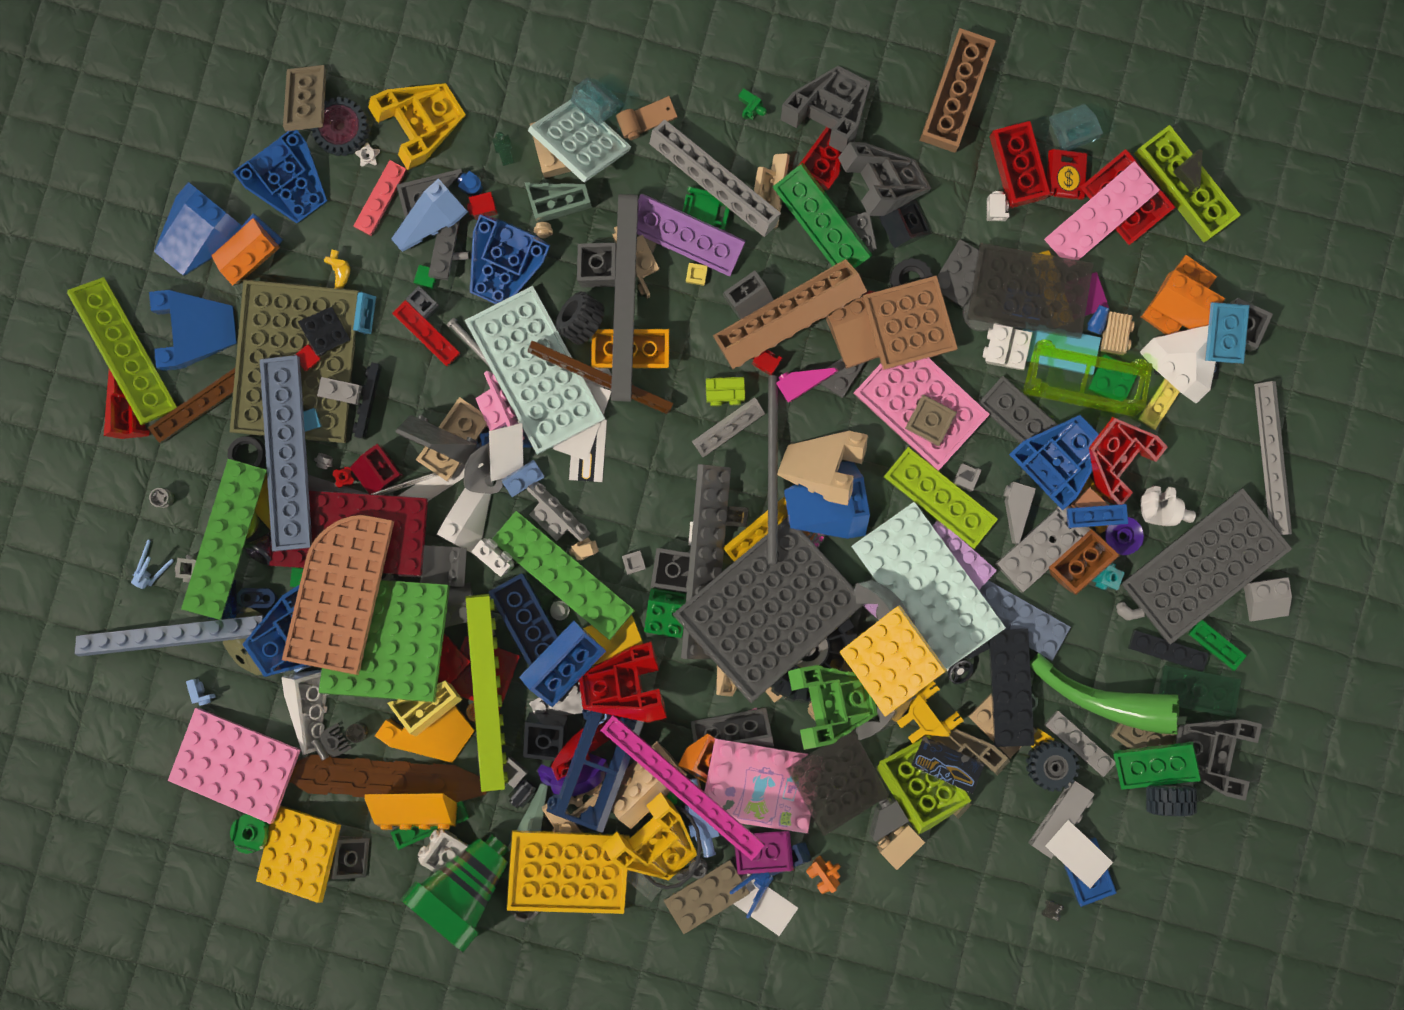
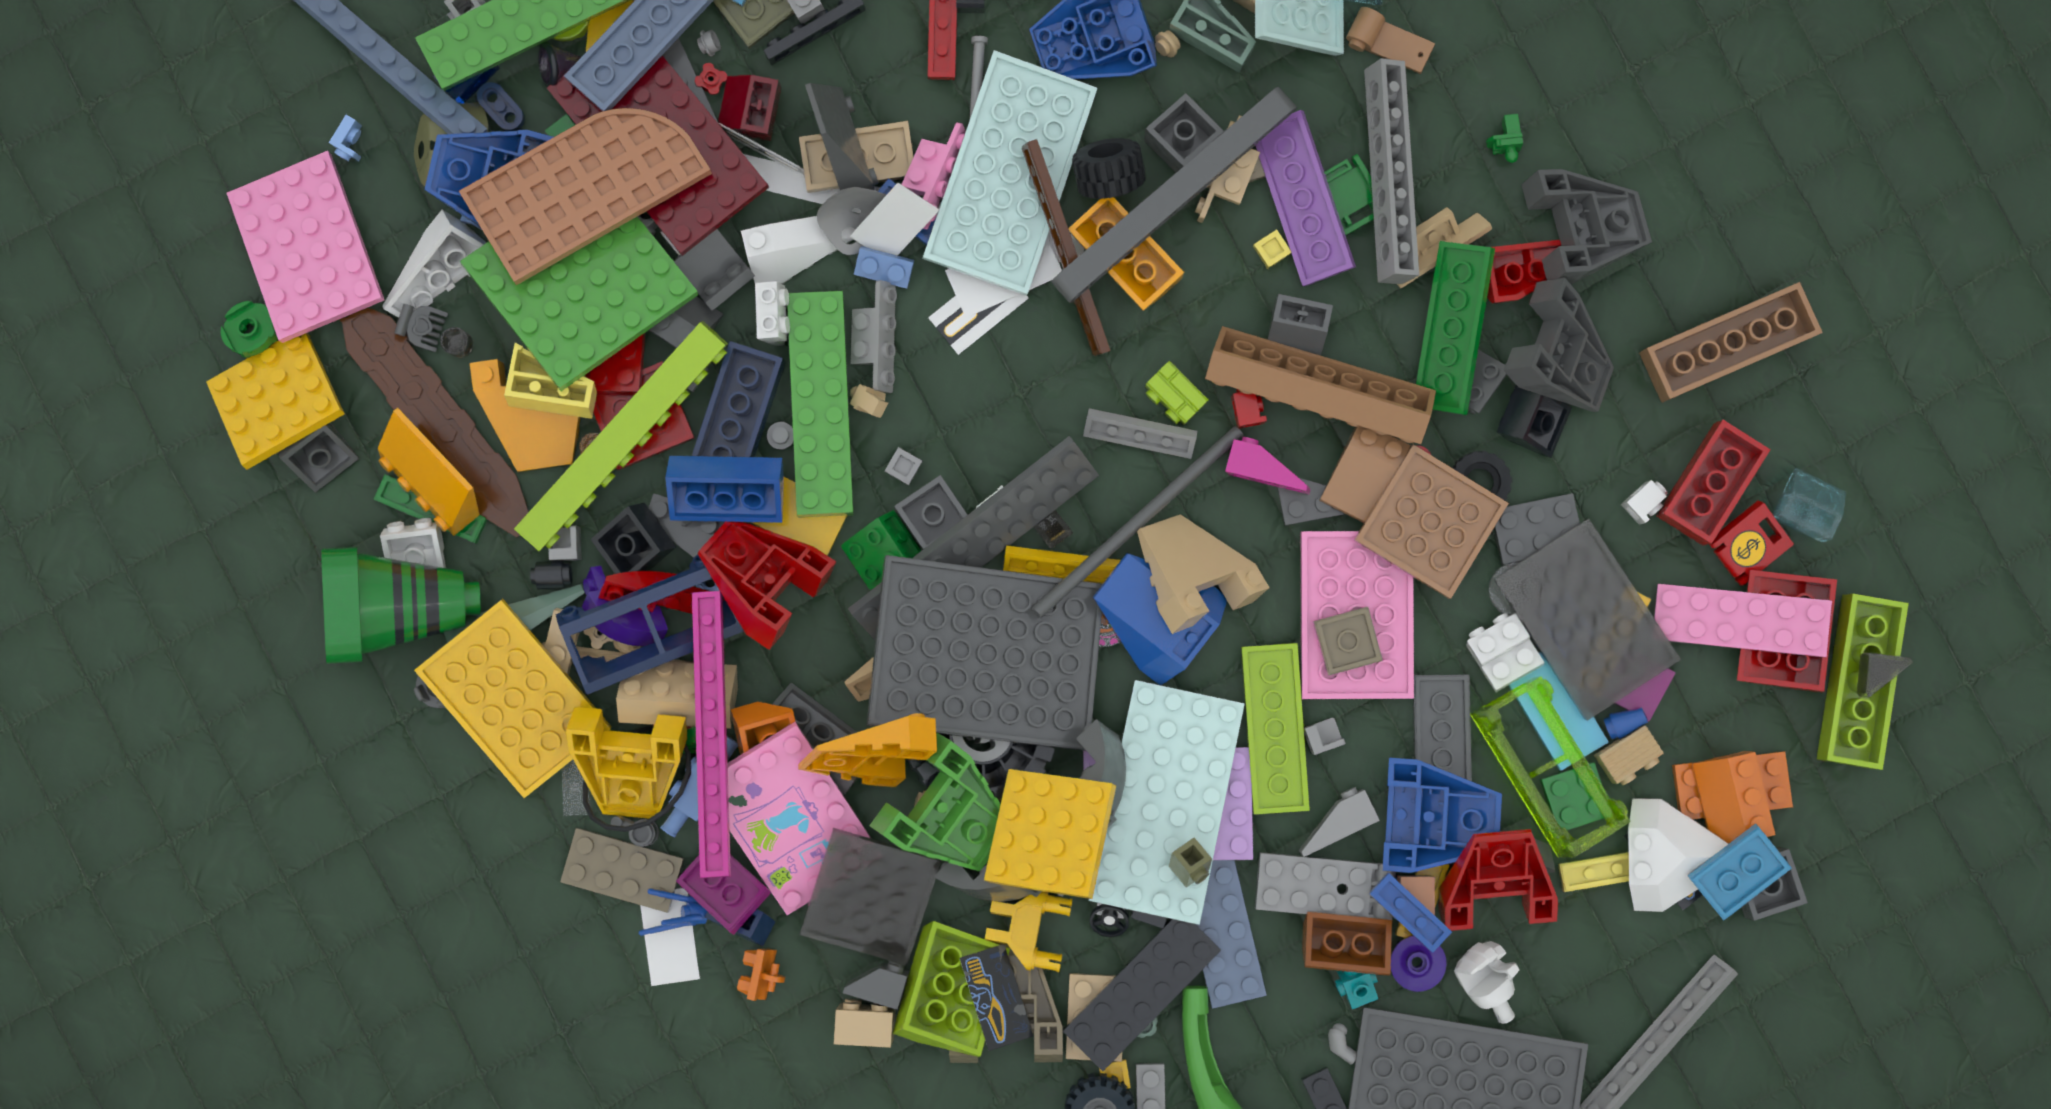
camera: 50 degrees right, 0 degrees up
(771, 710) = (877, 752): none -> light orange wedge
(972, 603) = (1190, 863): none -> olive brick

